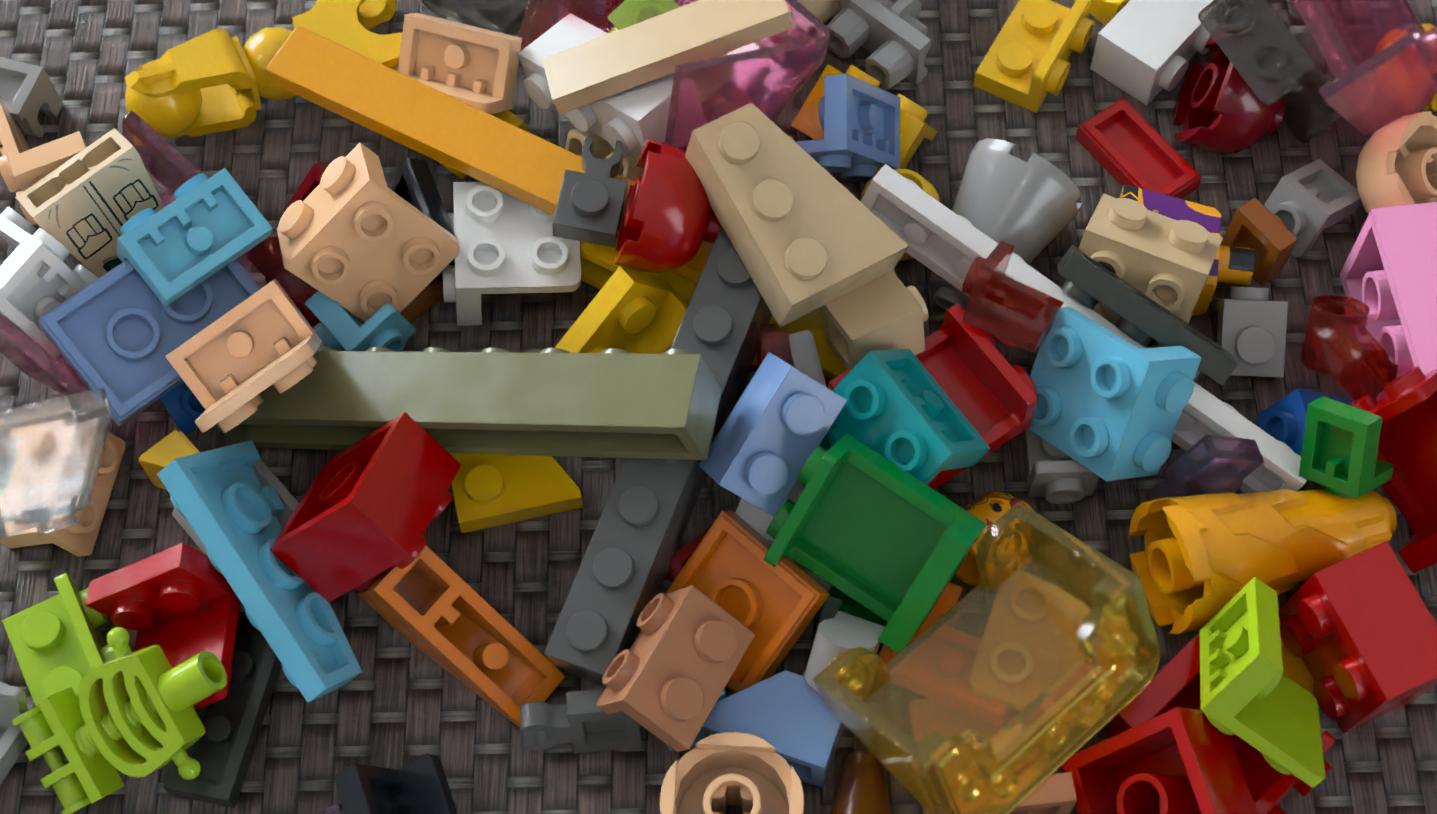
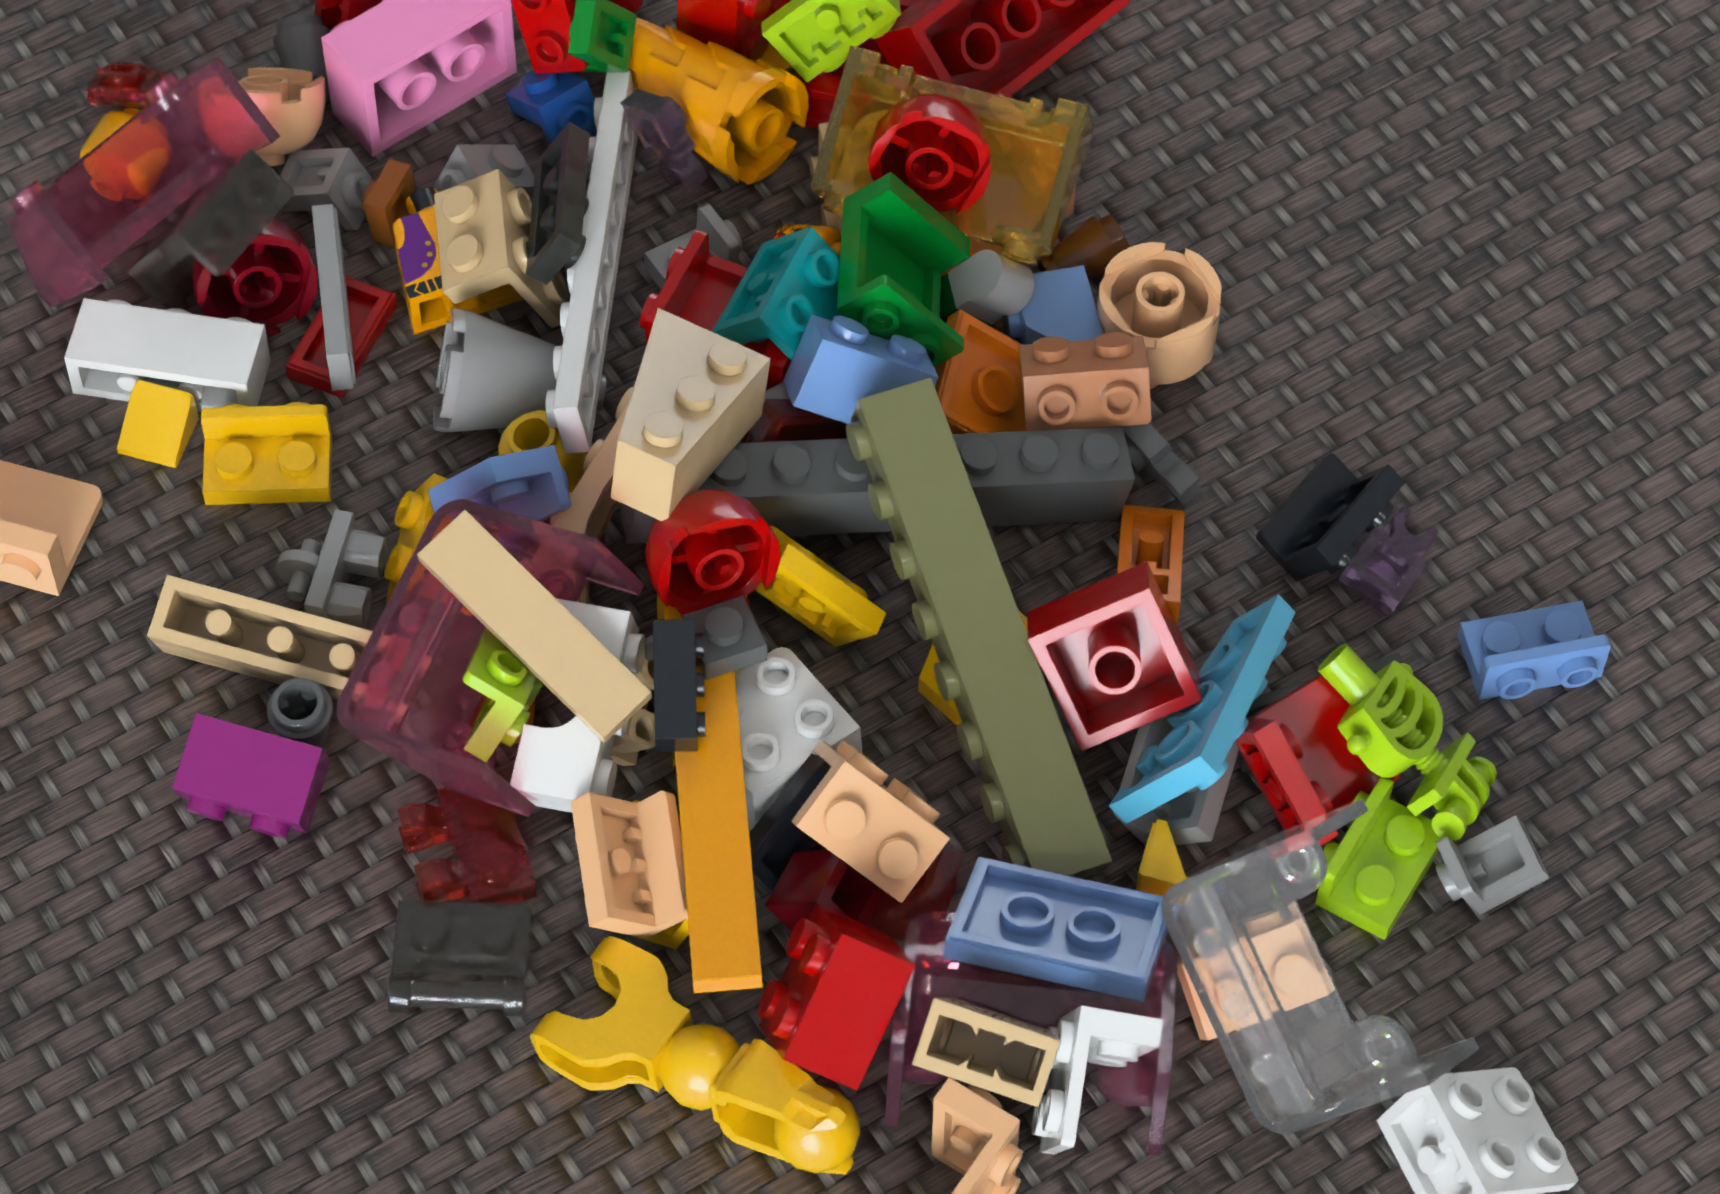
camera: 125 degrees left, 5 degrees down
(193, 235) = (977, 920): medium azure bracket -> none
(222, 125) = (834, 995): none -> red brick
(244, 354) = (1068, 785): light nougat bracket -> none
(344, 331) = (945, 795): medium azure bracket -> none
(553, 129) = (677, 685): none -> black piece
(1001, 635) = (934, 150): none -> red cylinder
(1005, 306) = (626, 274): clear red bracket -> none
(1109, 399) = (655, 200): medium azure bracket -> none
(1162, 134) = (333, 297): none -> light grey tile
(1343, 347) = (469, 105): clear red piece -> none

